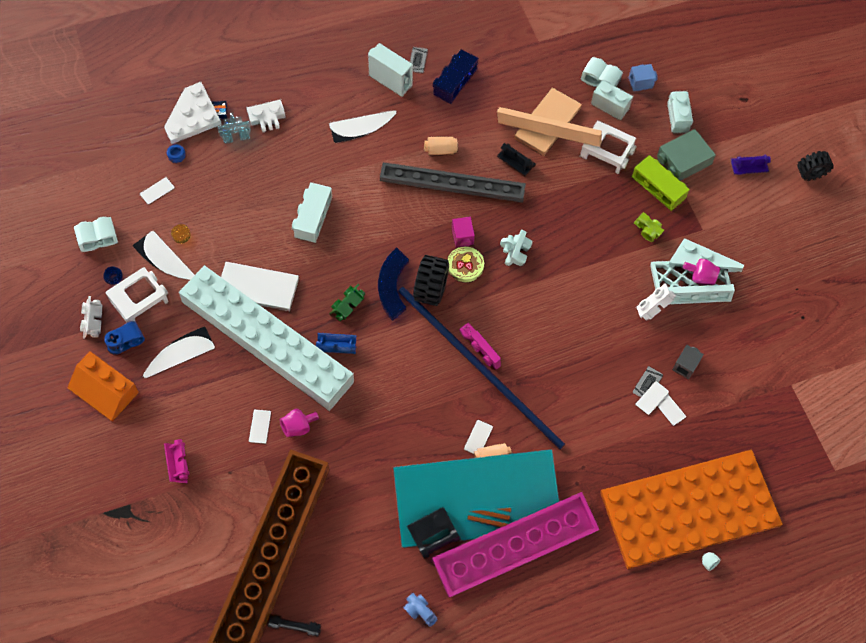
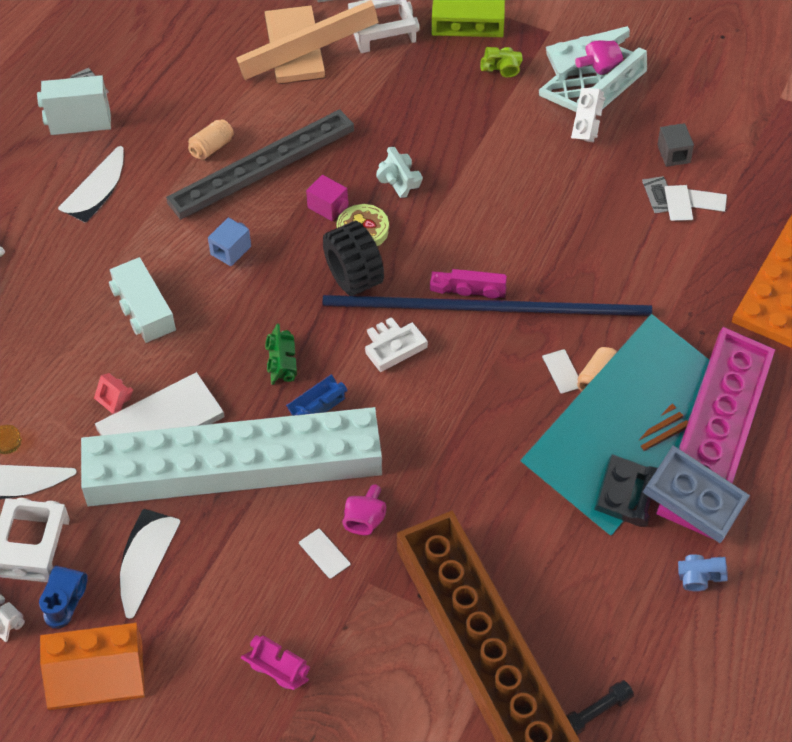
camera: 40 degrees left, 10 degrees down
(248, 251) = (112, 393): none -> coral tile
(386, 215) = (229, 241): none -> medium blue brick
(388, 283) = (306, 307): clear blue tile -> none
(407, 346) = (393, 344): none -> white hinge
(455, 76) = (150, 68): clear blue brick -> none
(460, 567) = (696, 494): none -> sand blue tile
(516, 159) = (292, 97): black hinge -> none

